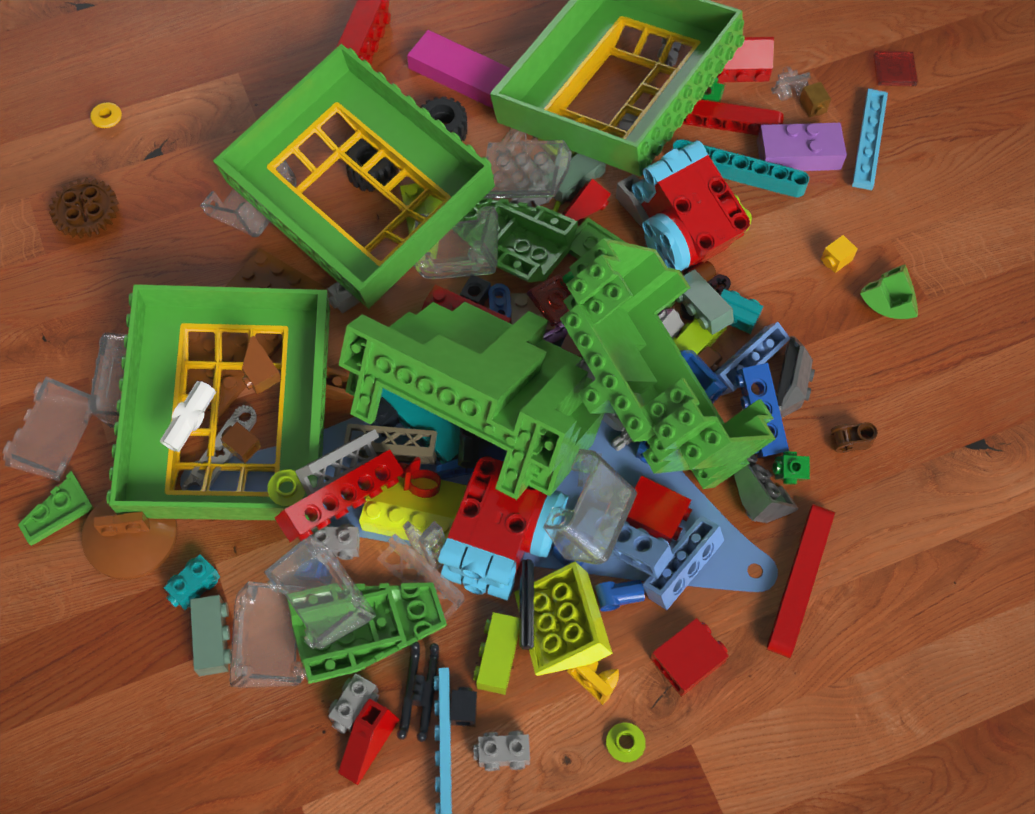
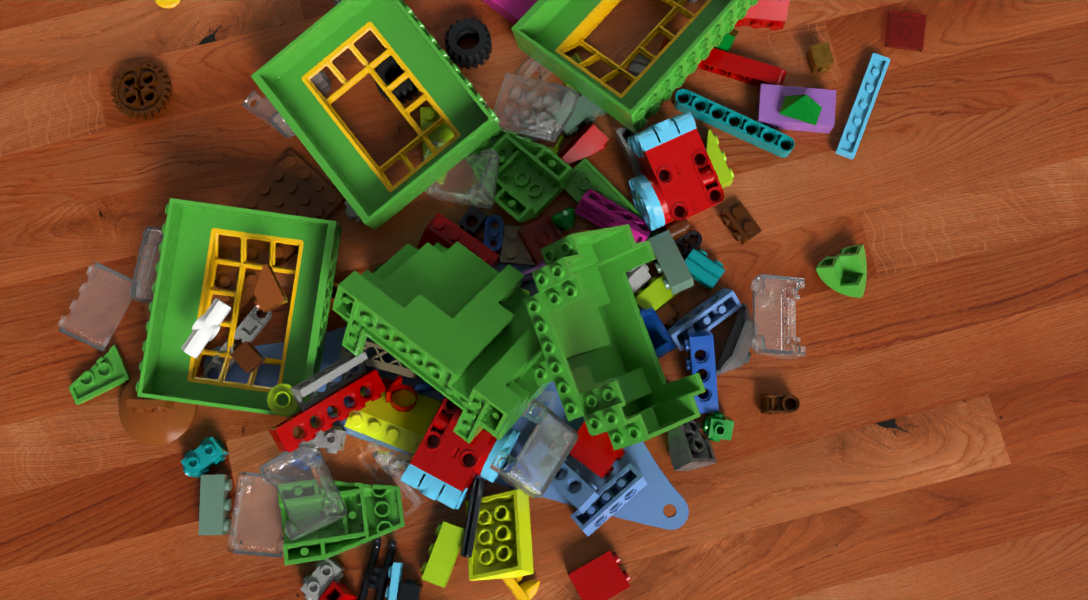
camera: 15 degrees right, 15 degrees up
(612, 595) = (549, 517): blue piece -> none
(767, 262) = (740, 222): none -> reddish brown bracket
(788, 80) = (809, 38): clear hips -> none
(800, 581) = (705, 526): red beam -> none
(809, 139) = (801, 108): none -> green slope
(828, 342) = (776, 316): none -> clear windscreen
(838, 254) = (805, 224): yellow brick -> none

